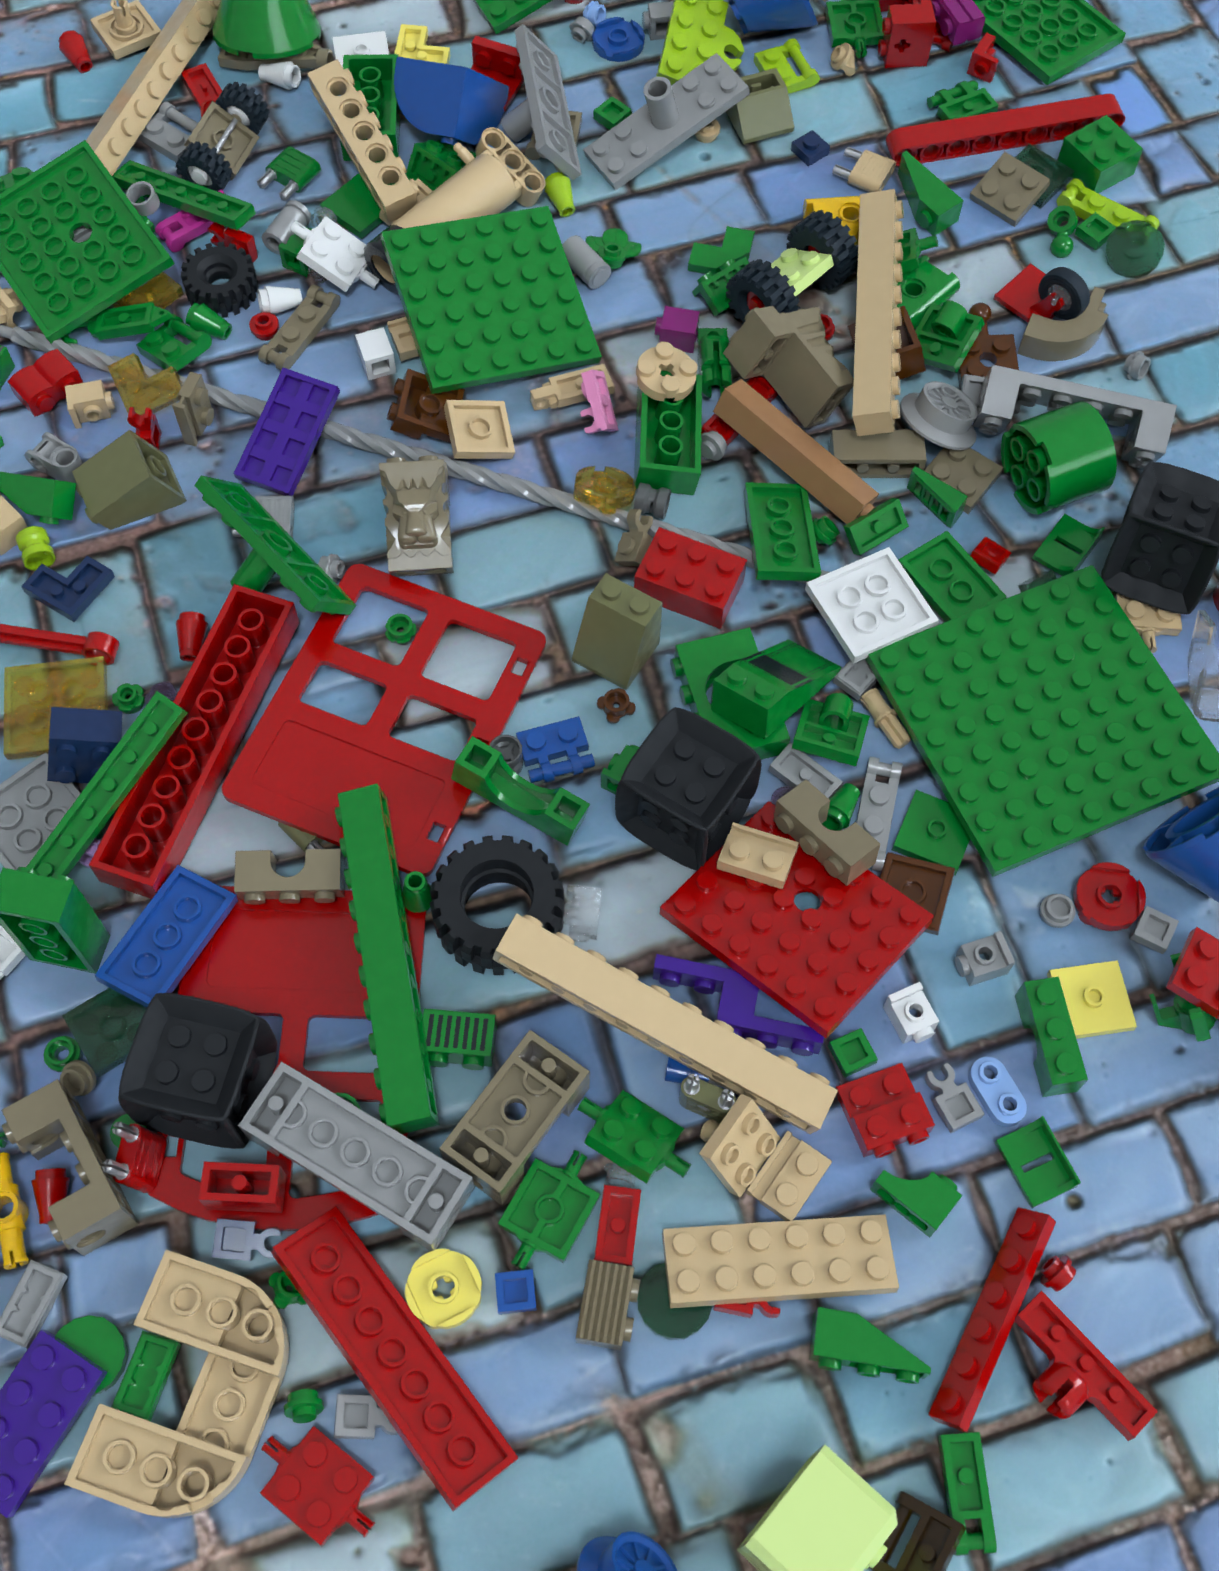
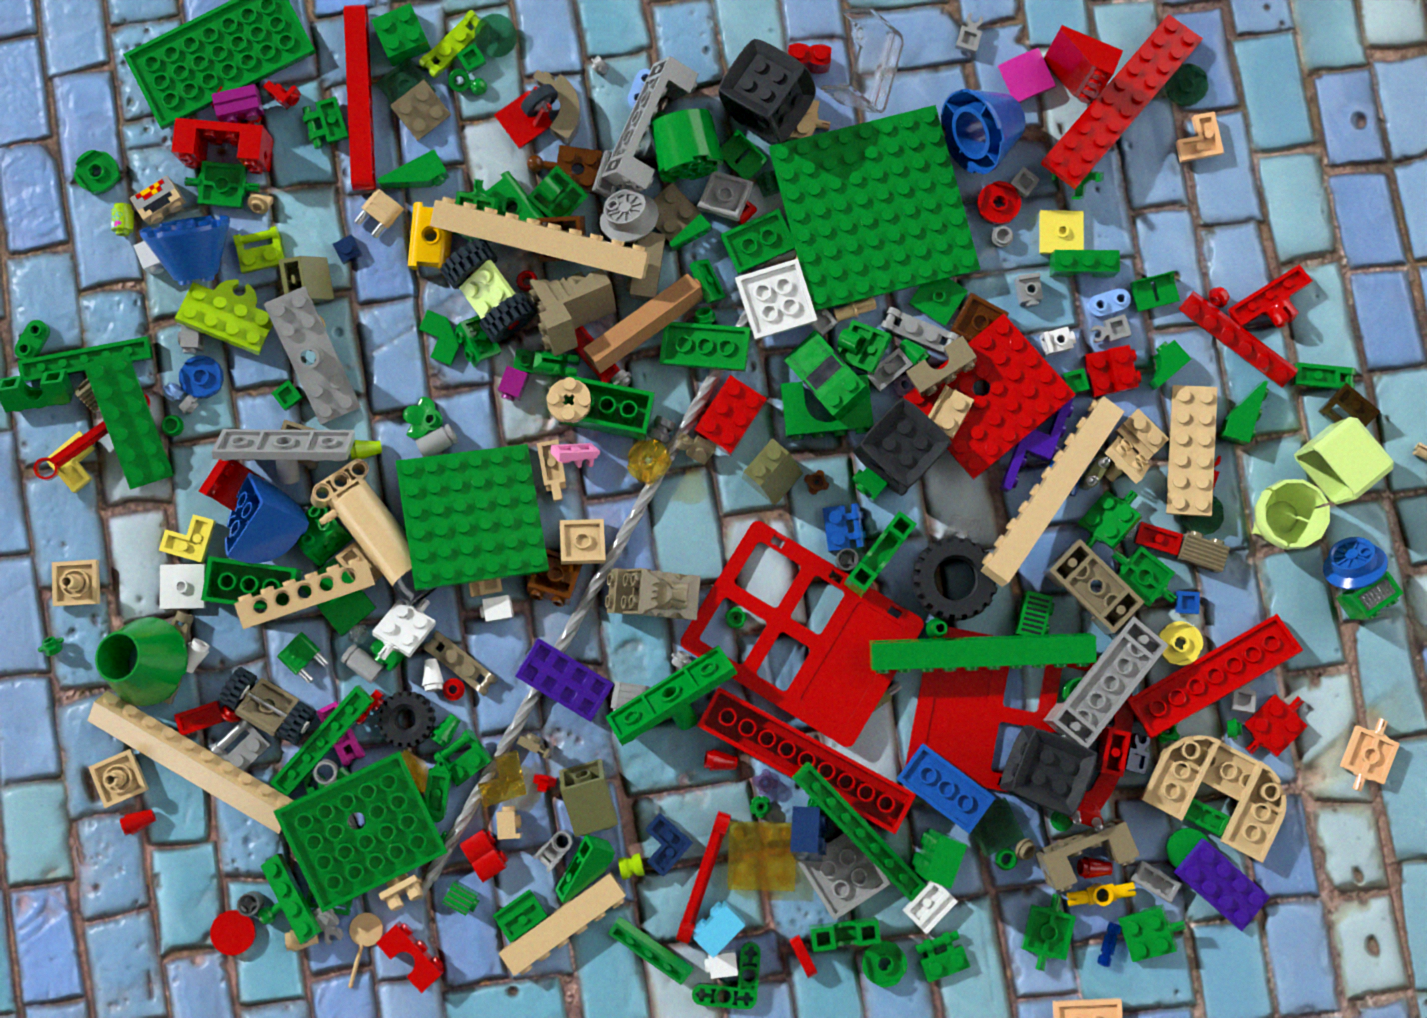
camera: 85 degrees left, 20 degrees up
(319, 878) = (920, 689): dark tan arch -> none
(553, 19) = (172, 425): none -> green plate
(696, 1437) = (1290, 514): none -> yellowish green plate
(1004, 530) = (725, 195): none -> light grey plate

